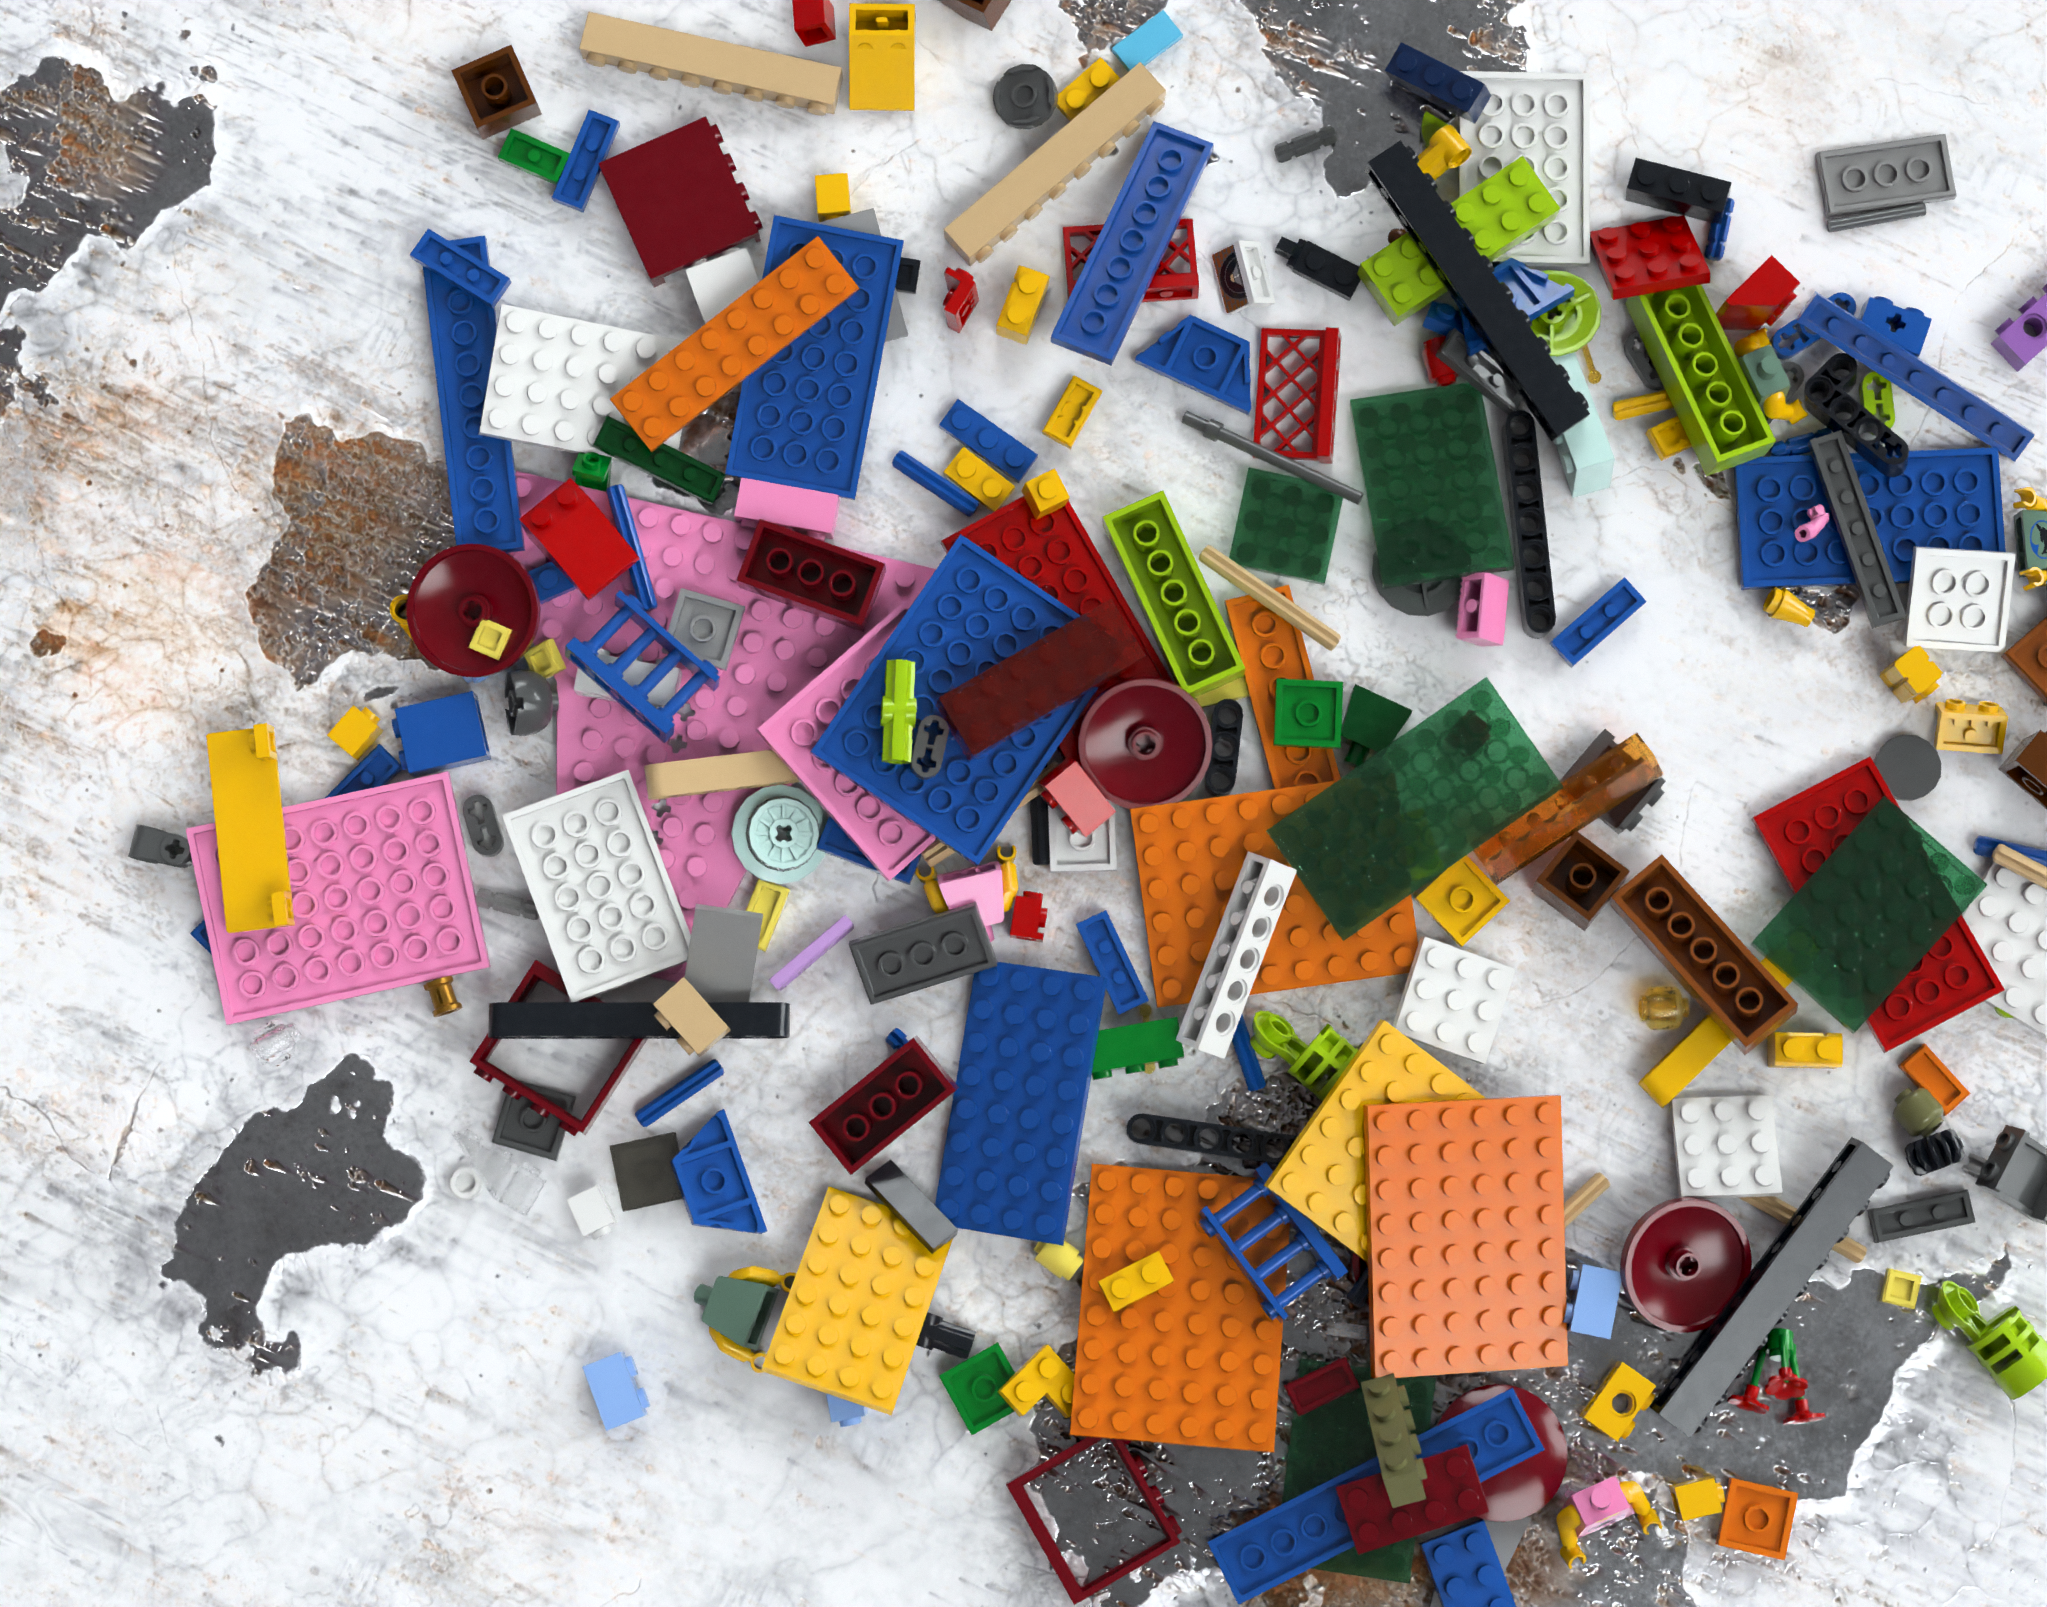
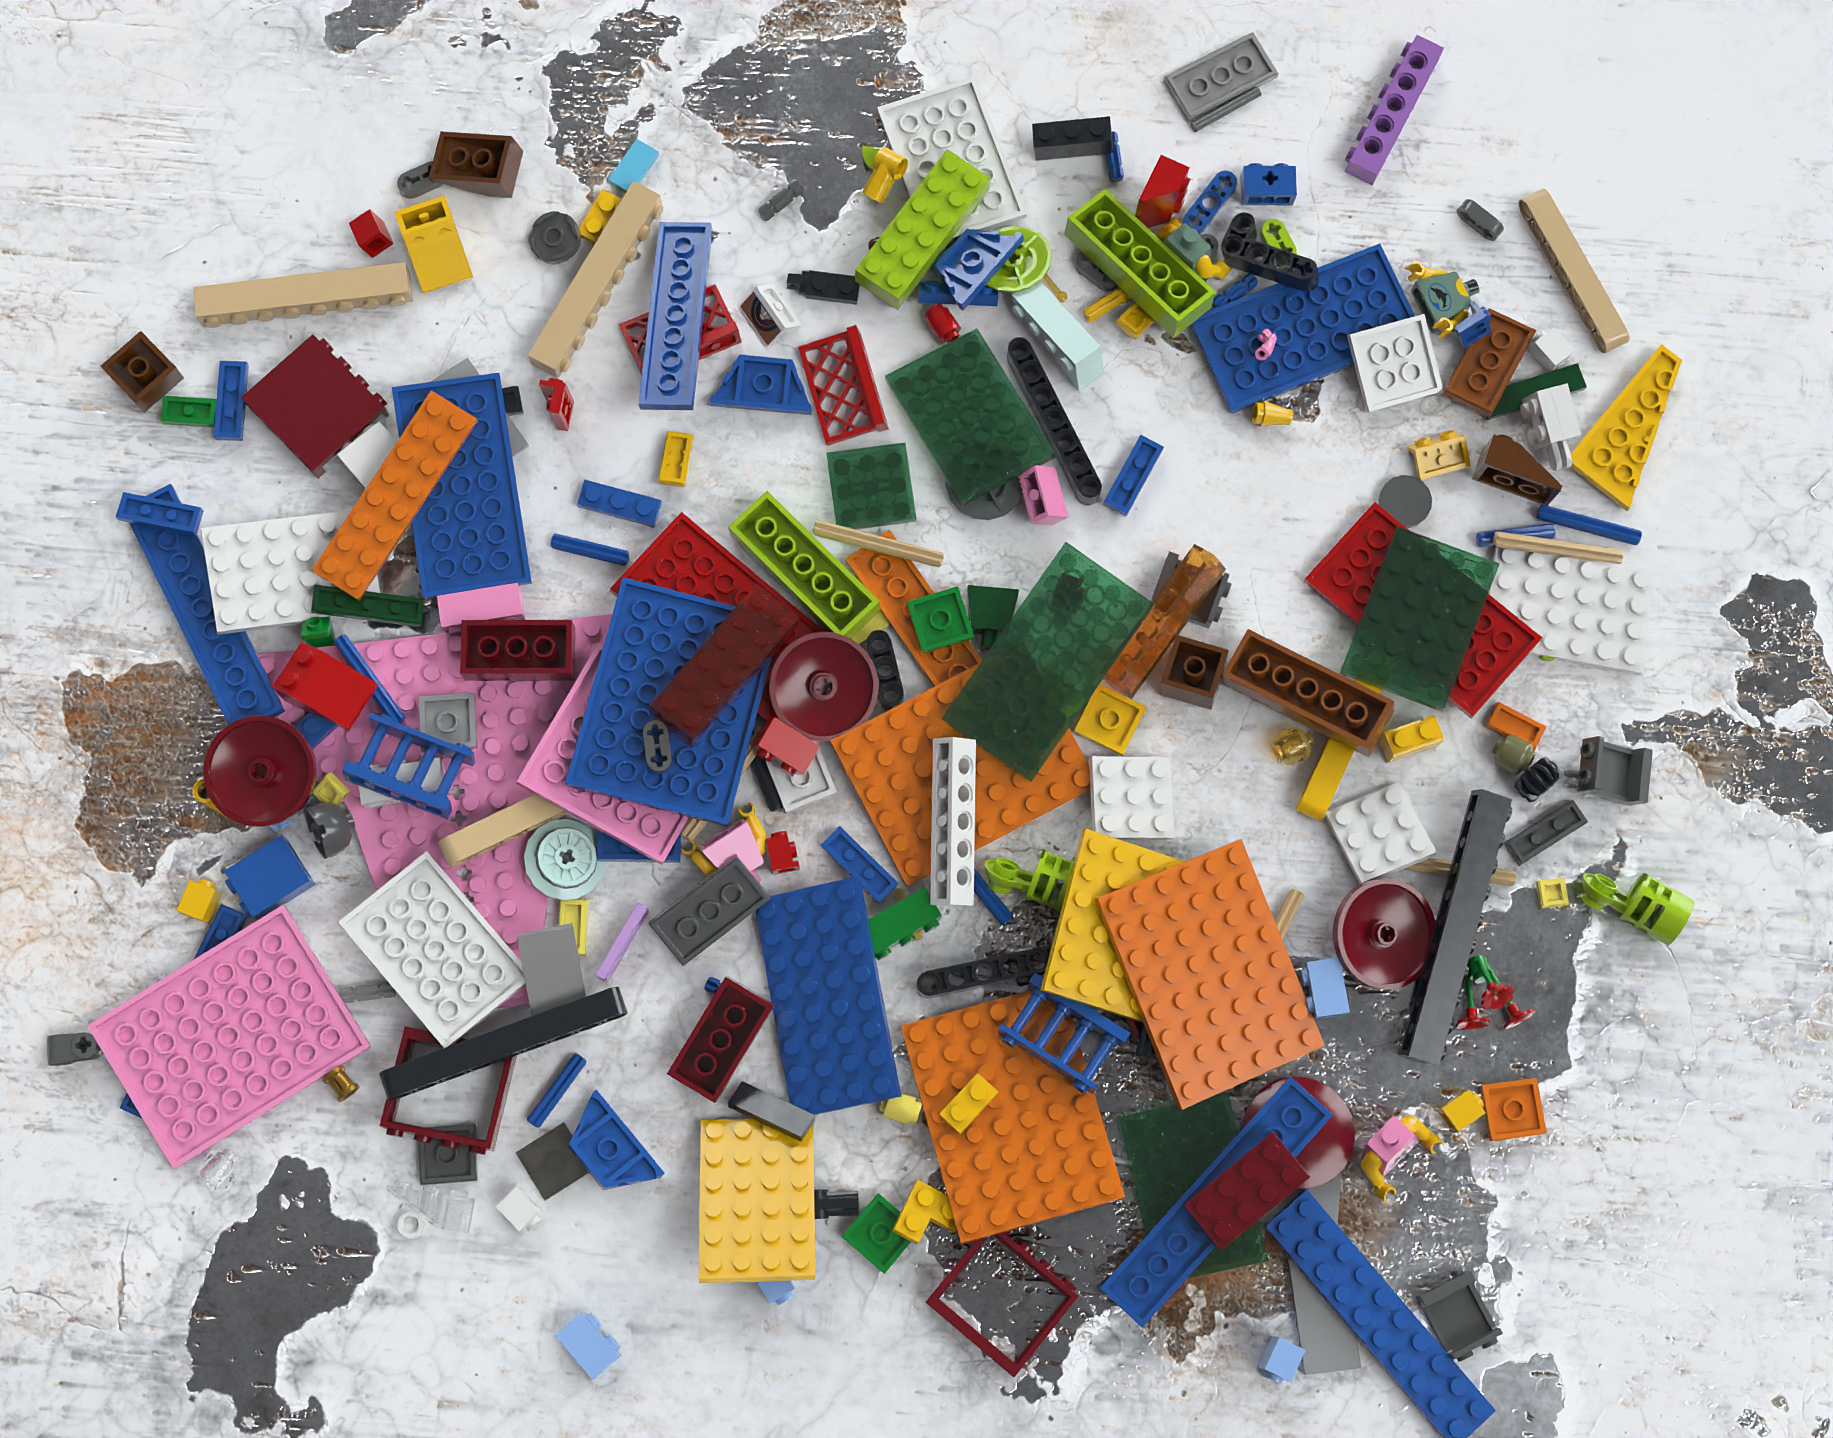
camera: 25 degrees left, 5 degrees down
(250, 829) = (139, 1006): yellow bracket -> none
(475, 828) = (322, 942): dark grey beam -> none
(490, 639) = (281, 788): light yellow tile -> none
(690, 1017) = (543, 1024): tan brick -> none
(740, 1309) = (665, 1242): sand green torso -> none
(832, 196) = (432, 359): yellow brick -> none
(898, 711) = (623, 728): lime piece -> none
(979, 480) = (622, 535): yellow plate -> none
(1022, 305) = (609, 391): yellow brick -> none
(1045, 494) = (677, 524): yellow brick -> none
(1214, 431) = (790, 435): dark grey bar -> none
(1322, 1386) = (1143, 1131): dark red tile -> none
(1347, 1330) = (1146, 1081): clear tile -> none
(1393, 1440) = (1215, 1150): olive brick -> none
(1438, 83) = (864, 120): dark blue brick -> none
(1476, 290) = (950, 257): black brick -> none
(1479, 371) = (976, 321): dark grey tile -> none
(1600, 1411) = (1362, 1070): yellow brick -> none
(1649, 257) = (1069, 192): red plate -> none
(1856, 529) = (1300, 338): dark grey plate -> none
(1912, 675) = (1382, 430): yellow brick -> none
(1915, 376) = (1299, 211): blue plate -> none

